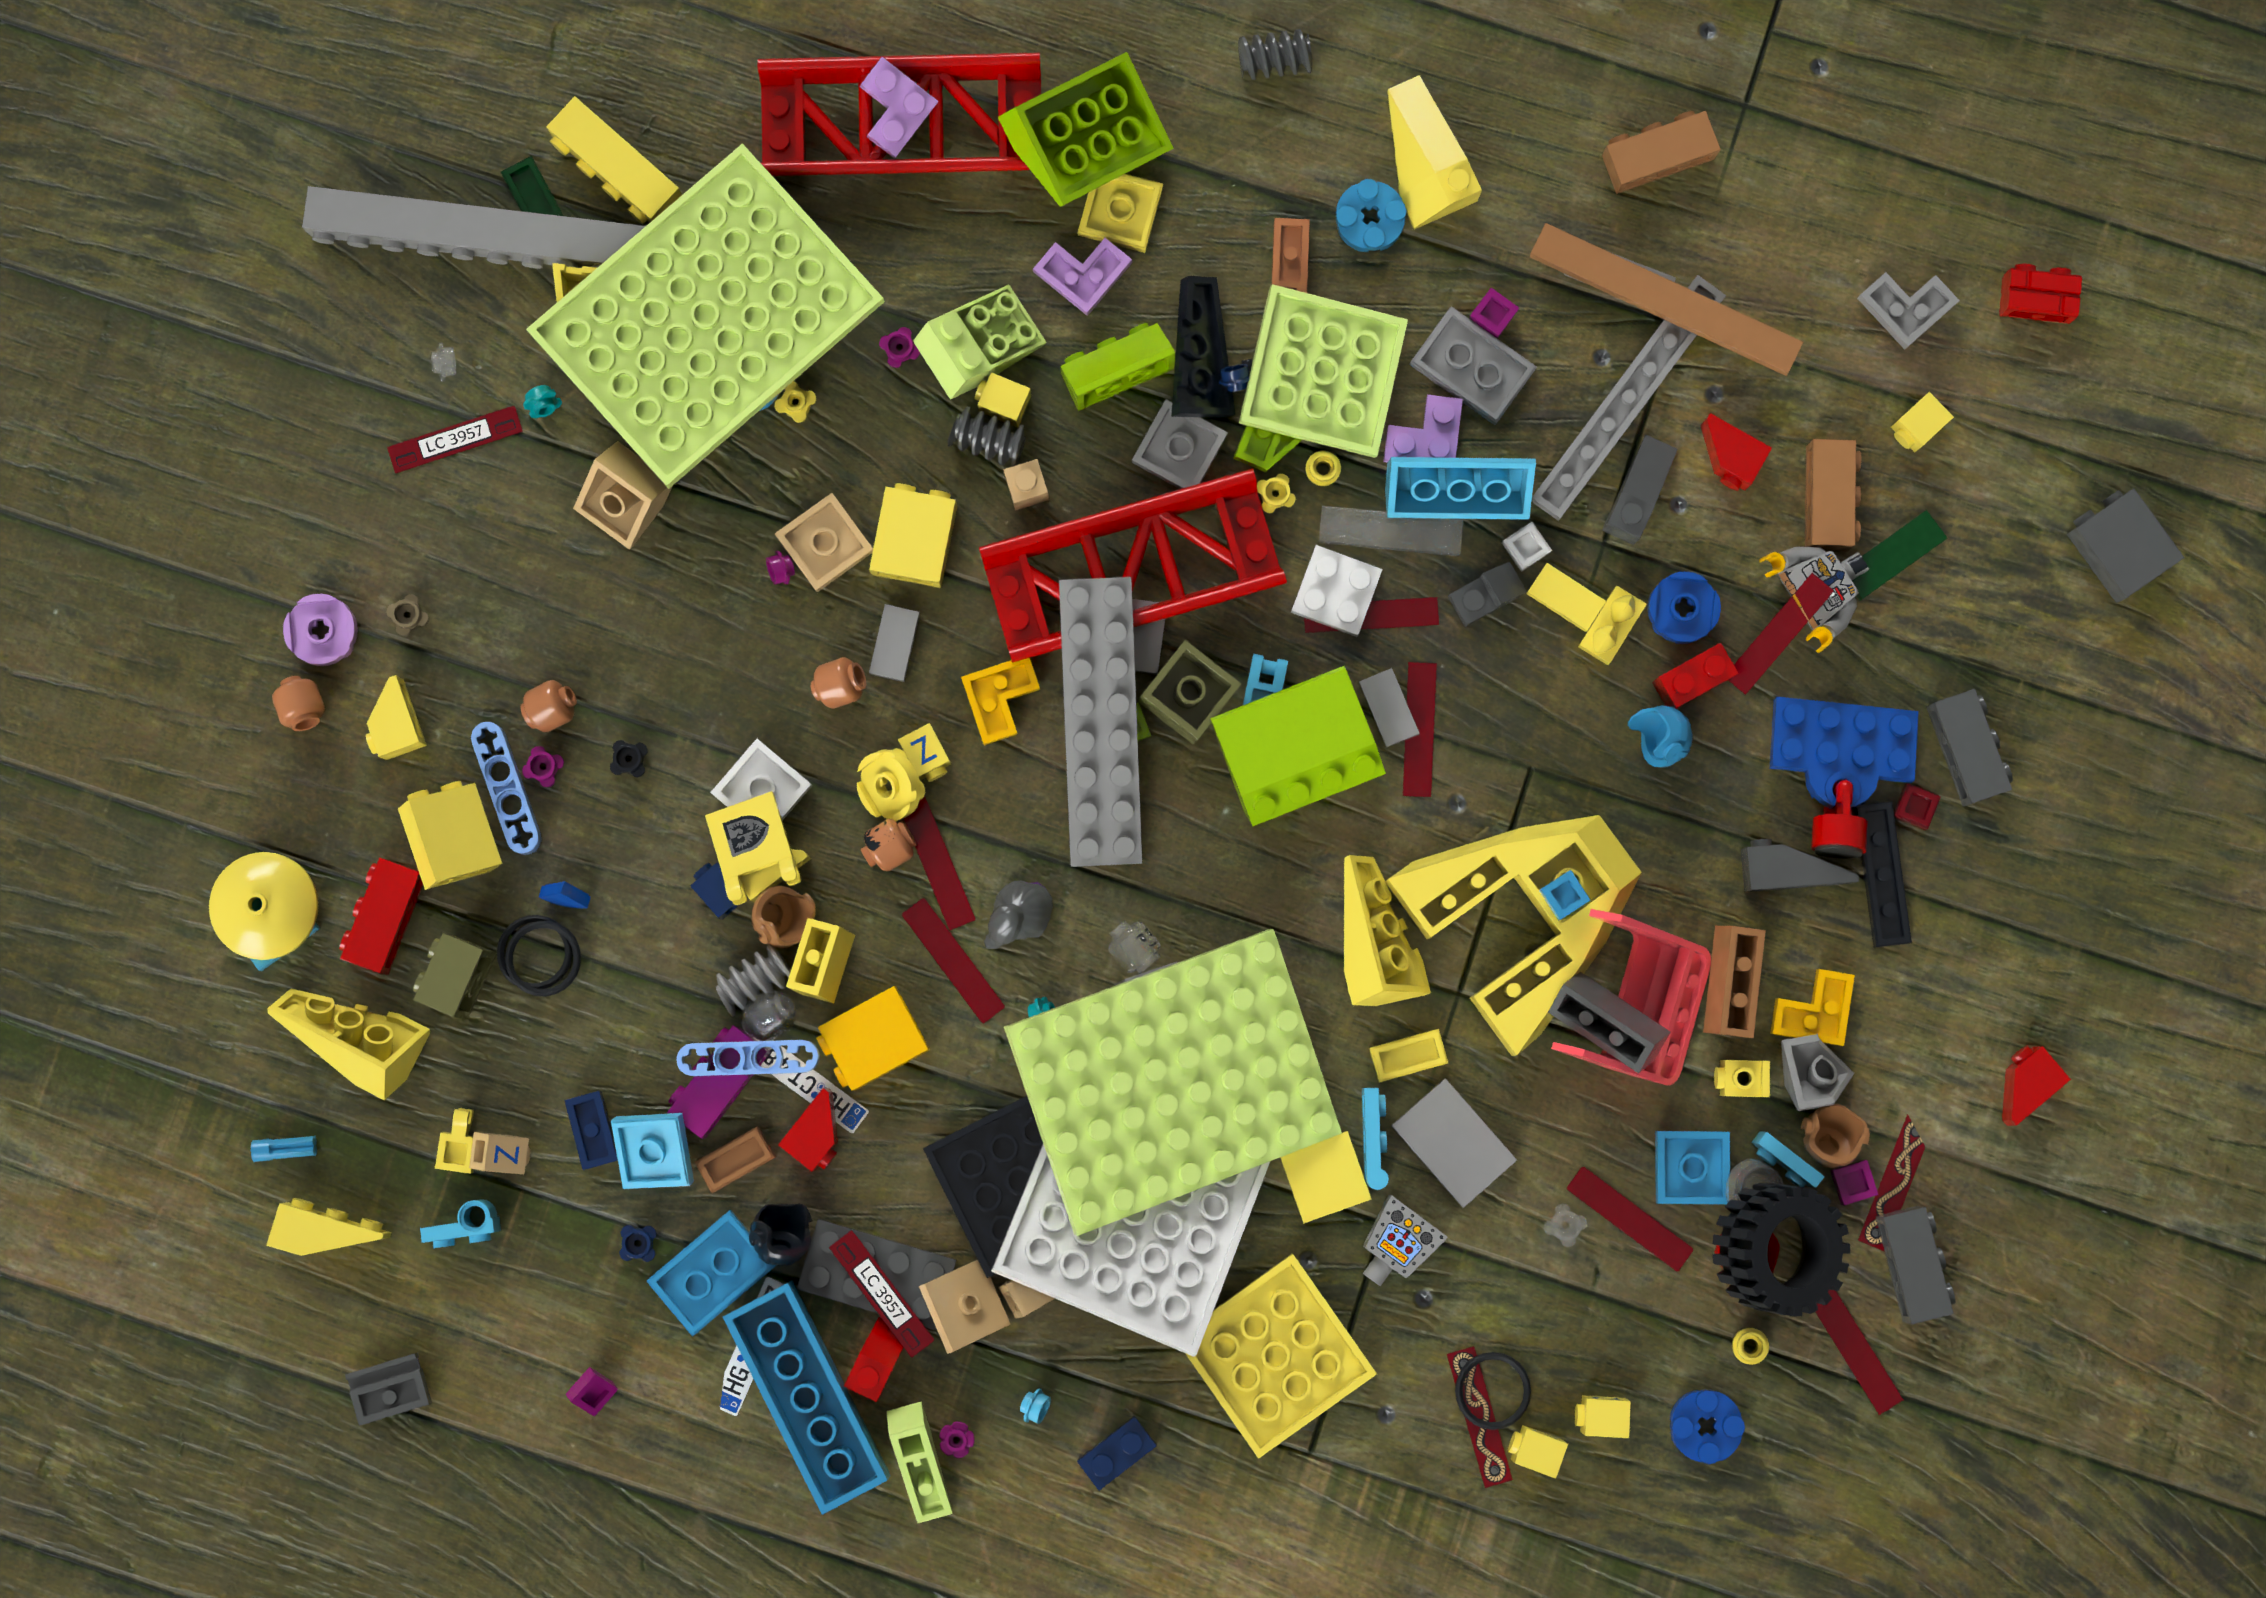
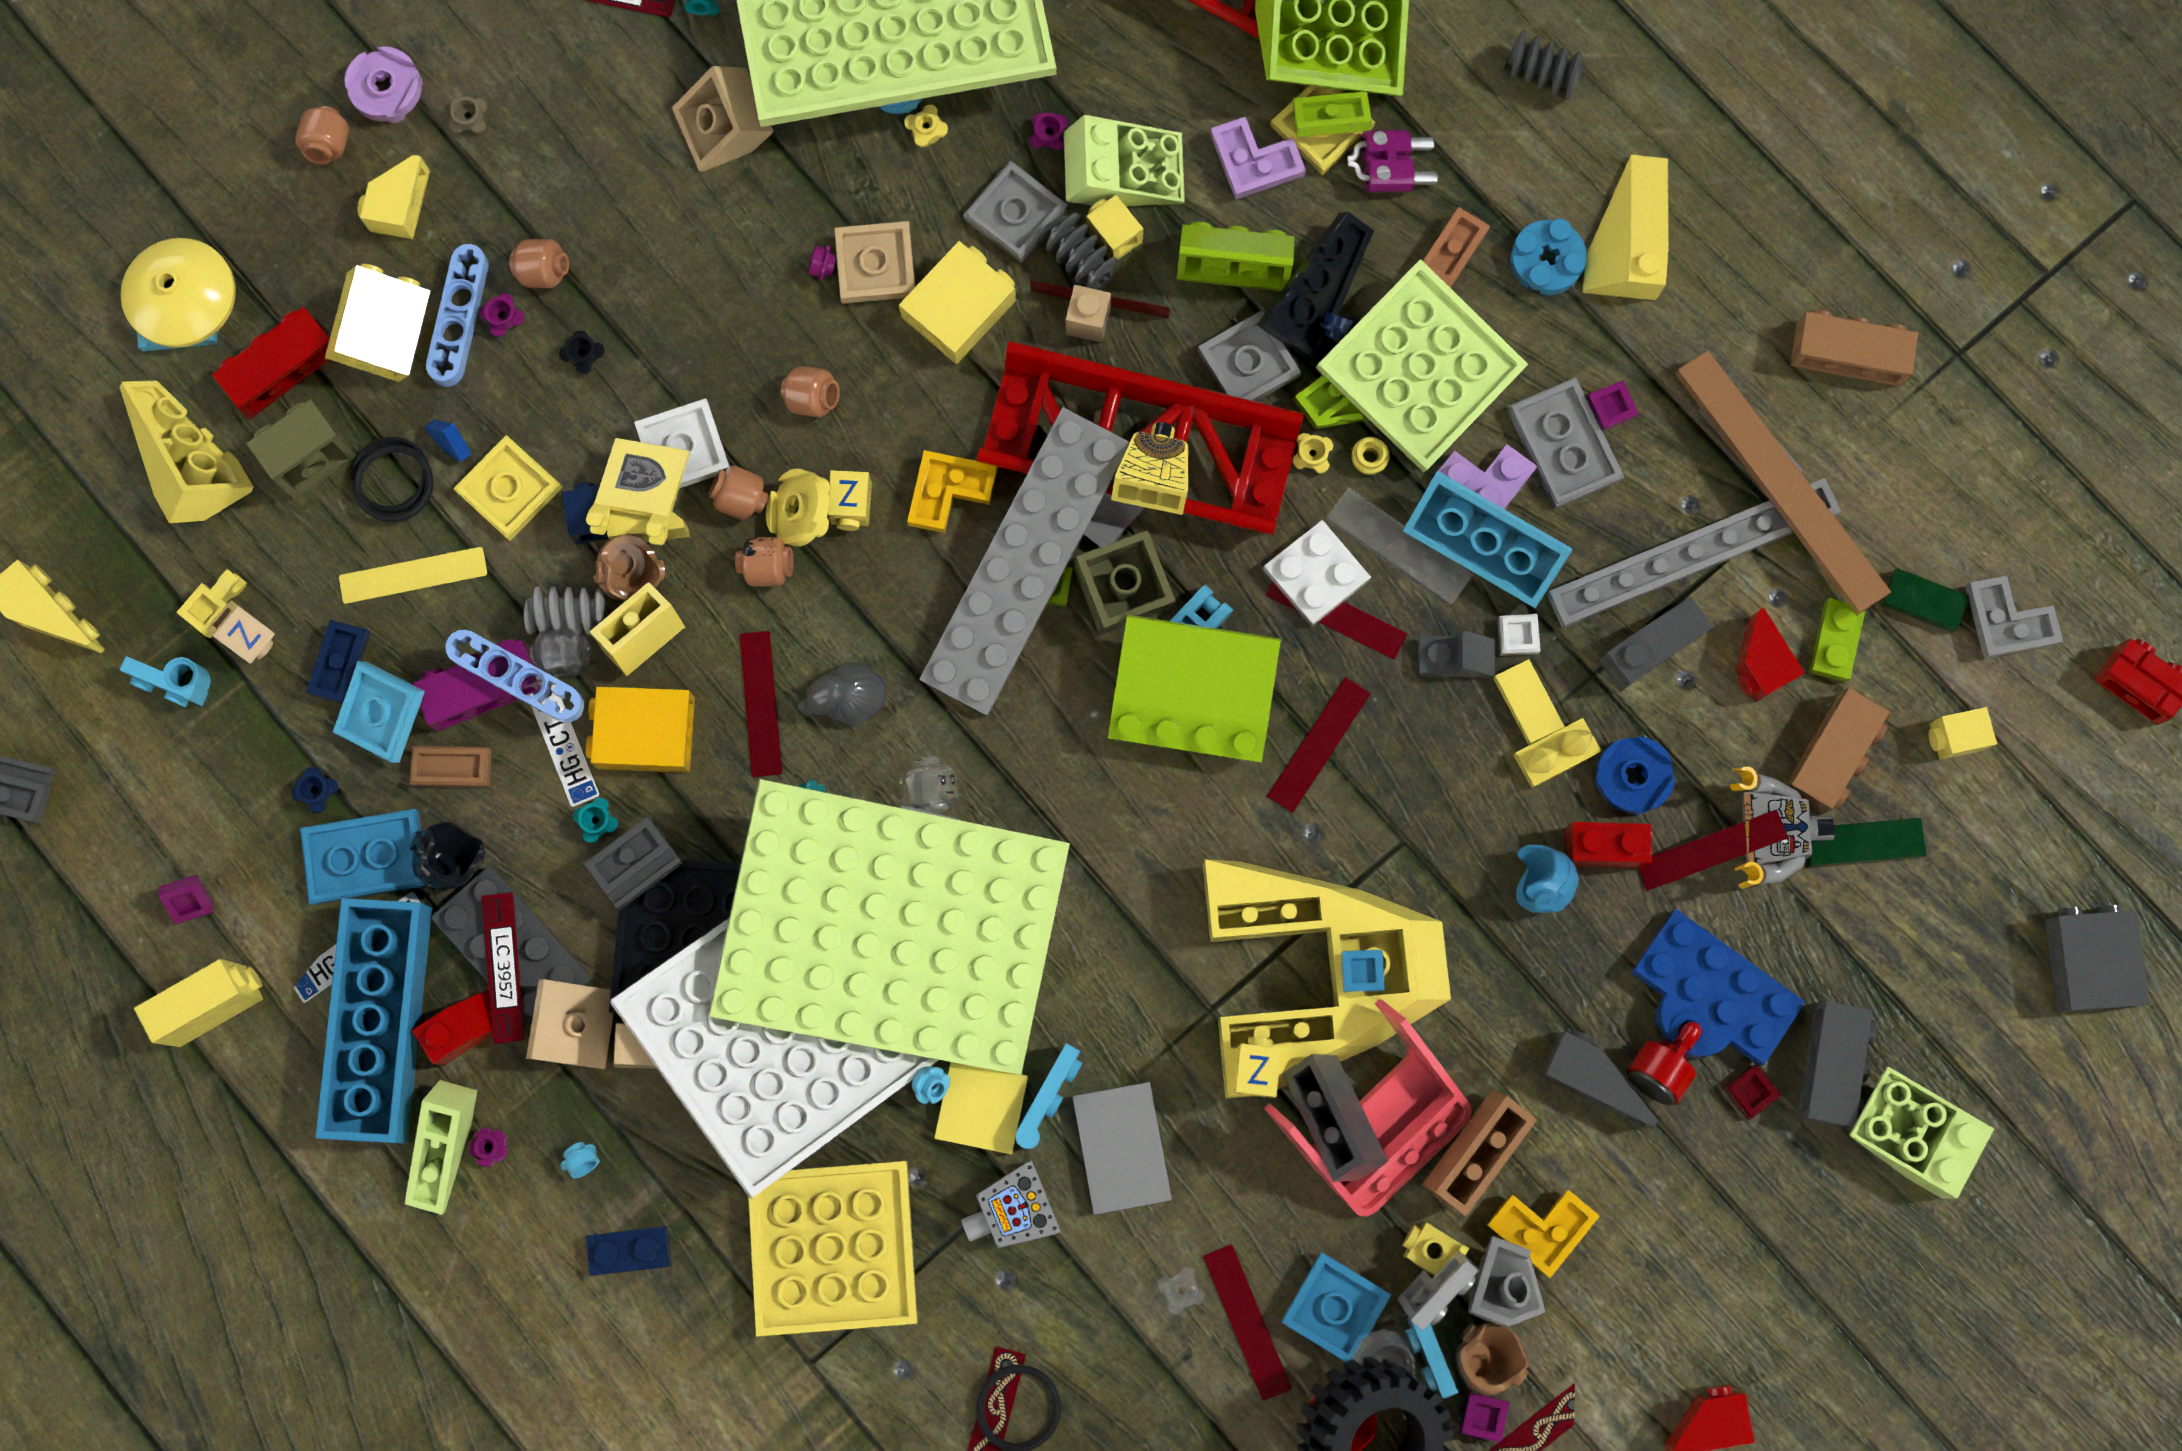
camera: 30 degrees right, 5 degrees down
(283, 1148) = (57, 516): dark azure piece -> none
(605, 1023) = (413, 575): none -> light yellow sticker
(638, 906) = (508, 488): none -> light yellow tile
(660, 1465) = (199, 1003): none -> light yellow brick
(814, 1133) = (535, 783): red slope -> none
(831, 801) = (738, 493): none -> nougat head
(876, 1123) = (584, 817): none -> teal plate
(894, 643) = (883, 387): light grey tile -> none
(912, 431) = (1014, 211): none -> light grey tile
(935, 1150) = (633, 863): none -> dark grey plate
(939, 867) = (800, 609): dark red sticker -> none
(1041, 461) = (1115, 301): none -> dark red sticker
(1126, 200) = (1332, 114): none -> lime plate
(1163, 588) = (1154, 471): none -> light yellow torso
(1195, 211) = (1389, 162): none -> magenta piece
(1276, 1183) = (930, 1084): none -> medium azure plate
(1376, 953) = (1155, 925): light yellow wedge -> none
(1389, 708) = (1302, 707): light grey tile -> none
(1408, 1055) = (1128, 1040): light yellow tile -> none
(1528, 1020) = (1257, 1068): none -> light yellow brick
(1761, 1117) = (1428, 1296): none -> light grey plate
(1781, 404) = (1836, 641): none -> lime plate
(1832, 328) = (1925, 600): none -> dark green tile
(1884, 877) = (1682, 1140): black tile -> none
(2065, 764) = (1921, 1134): none -> yellowish green slope

